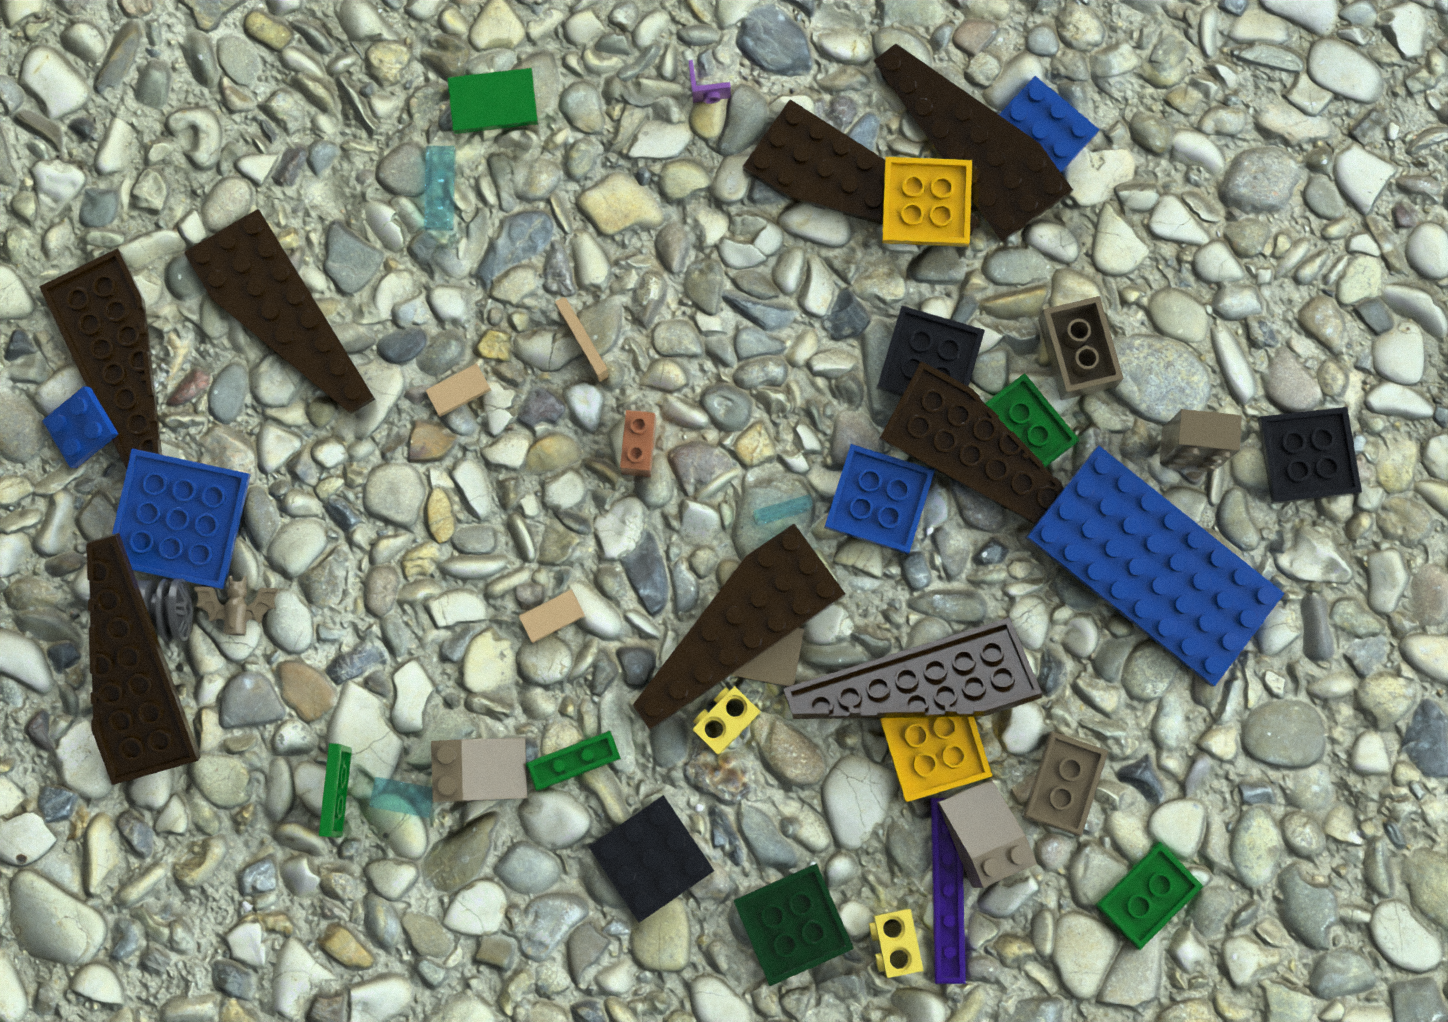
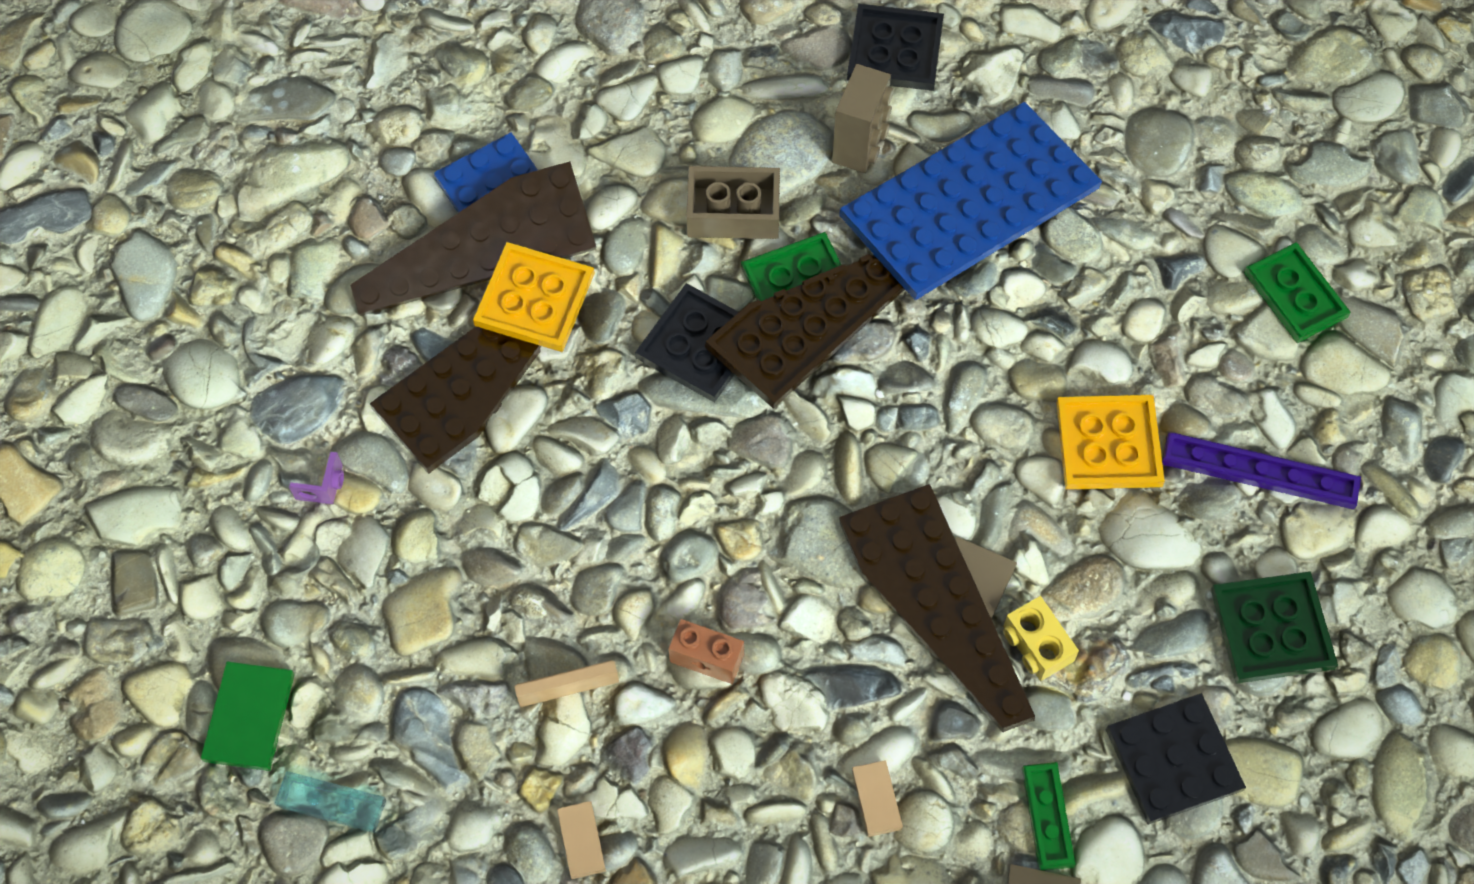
camera: 75 degrees left, 15 degrees down
(782, 510) = (822, 522): clear light blue tile -> none
(879, 499) = (835, 428): blue plate -> none
(904, 940) = (1309, 521): light yellow brick -> none
(949, 677) = (1043, 409): wing -> none
(986, 835) = (1215, 414): slope -> none
(1065, 783) = (1171, 336): dark tan tile -> none

